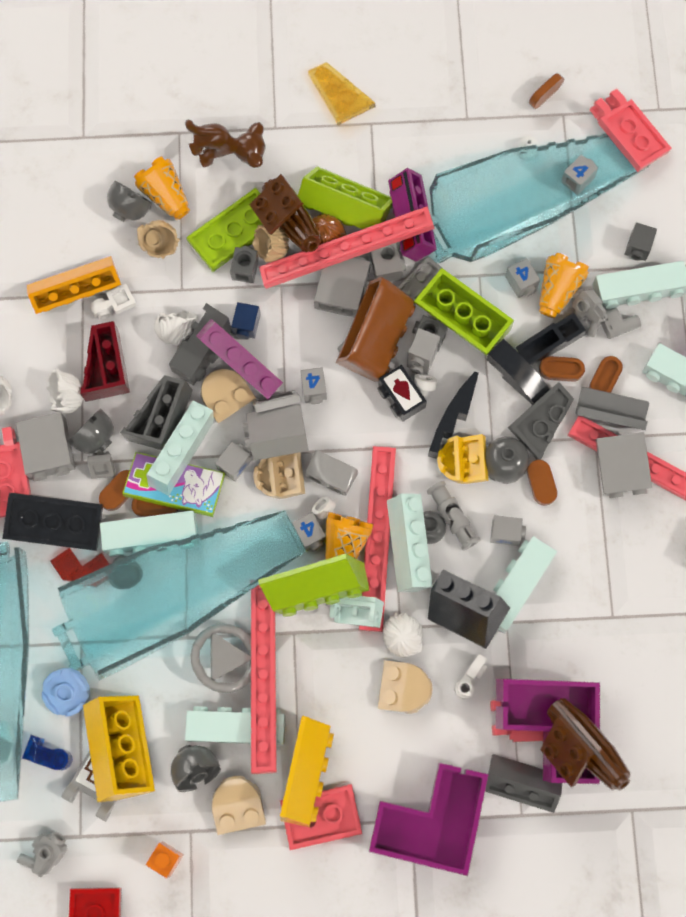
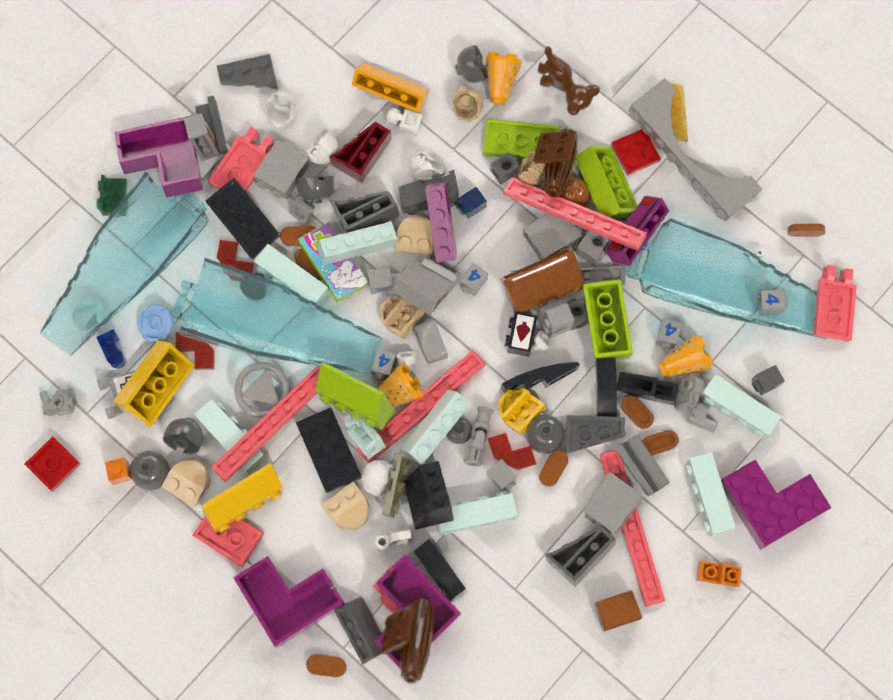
camera: 40 degrees right, 0 degrees up
(135, 675) = (204, 353): none -> clear red tile
(192, 830) = (149, 470): none -> dark grey cylinder
(330, 105) = (722, 193): none -> light grey arch
(335, 654) = (328, 450): none -> black plate
(341, 152) = (635, 152): none -> red plate
(430, 627) = (397, 476): none -> olive wing
(484, 509) = (516, 459): none -> clear red tile
(523, 846) = (326, 665): none -> dark orange tile
(536, 663) = (439, 570): none -> black slope
(642, 533) = (581, 555): none -> dark grey wedge

